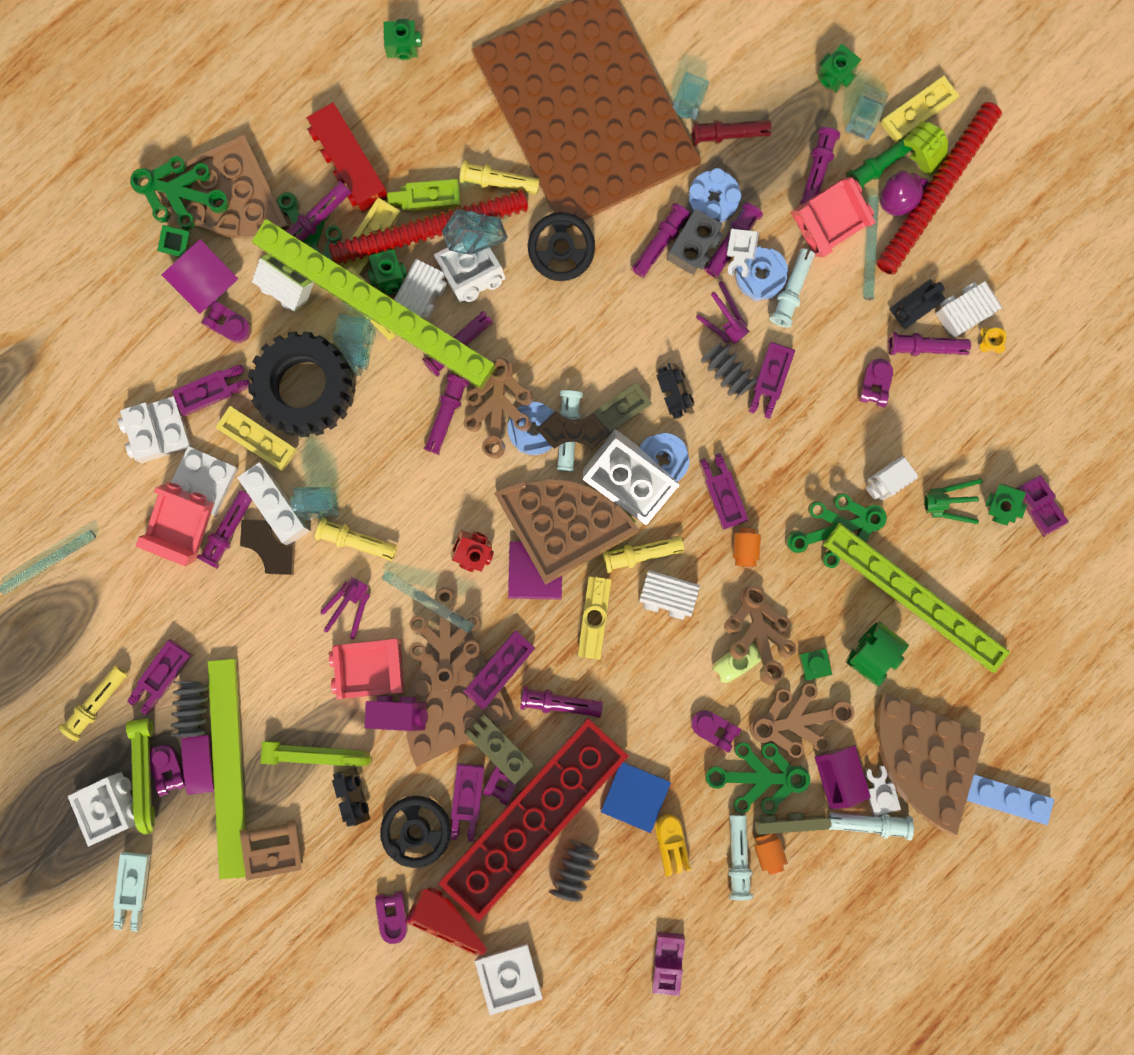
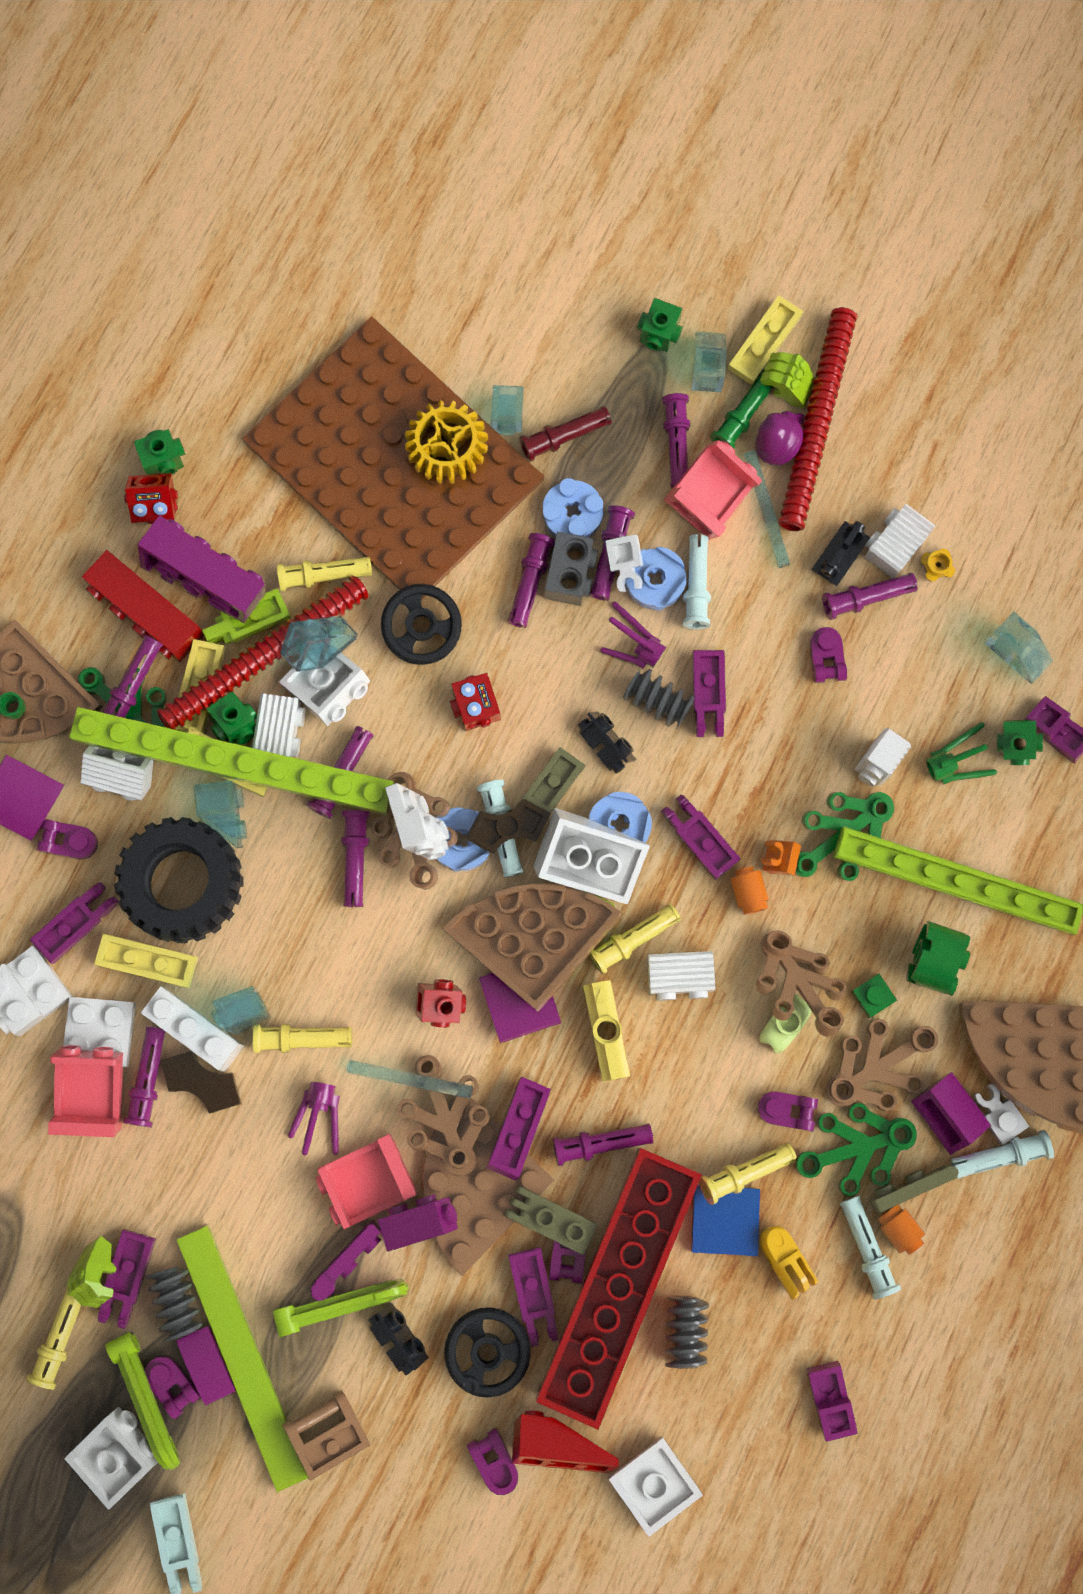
camera: 20 degrees left, 5 degrees down
(130, 664) = (85, 1277): none -> lime hand
(330, 723) = (345, 1261): none -> magenta hinge
(382, 73) = (150, 497): none -> red head
(401, 142) = (200, 569): none -> magenta wedge
(498, 404) = (416, 828): none -> white plate
(582, 323) = (475, 702): none -> red head
(651, 100) = (467, 428): none -> yellow gear
(653, 767) = (735, 1177): none -> light yellow pin
(781, 530) = (781, 857): none -> orange tile
(1035, 429) = (1020, 647): none -> clear light blue slope

